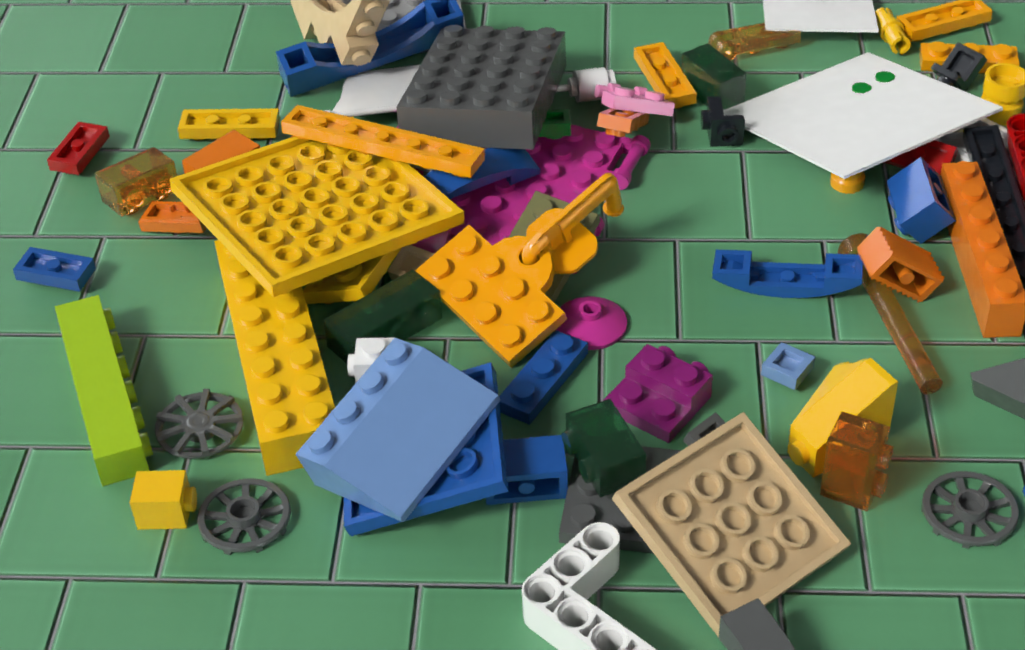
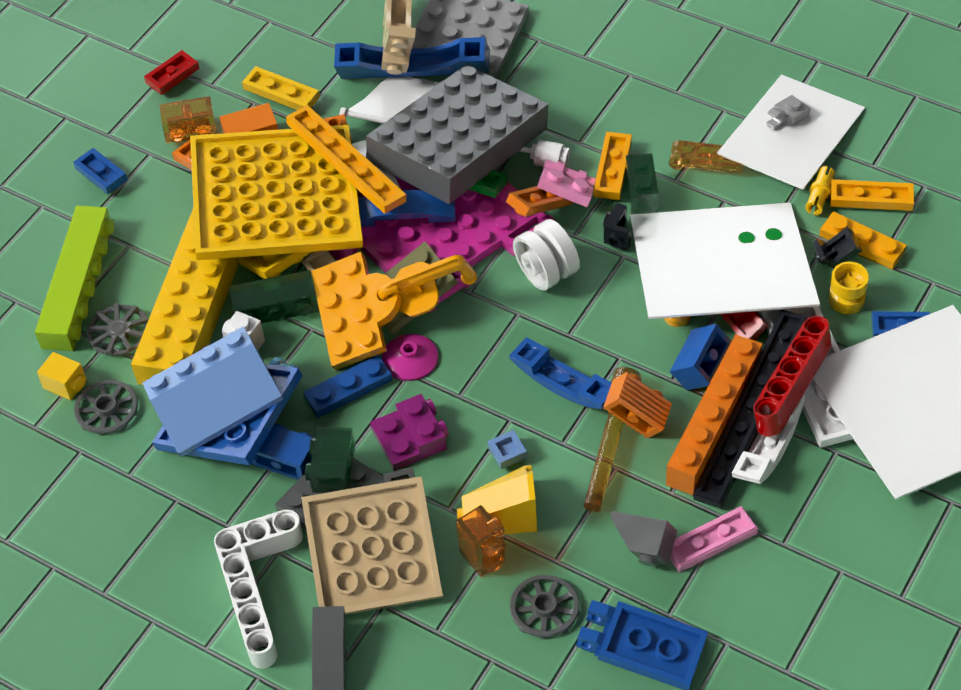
camera: 30 degrees right, 10 degrees up
(675, 164) = (546, 254): none -> white wheel

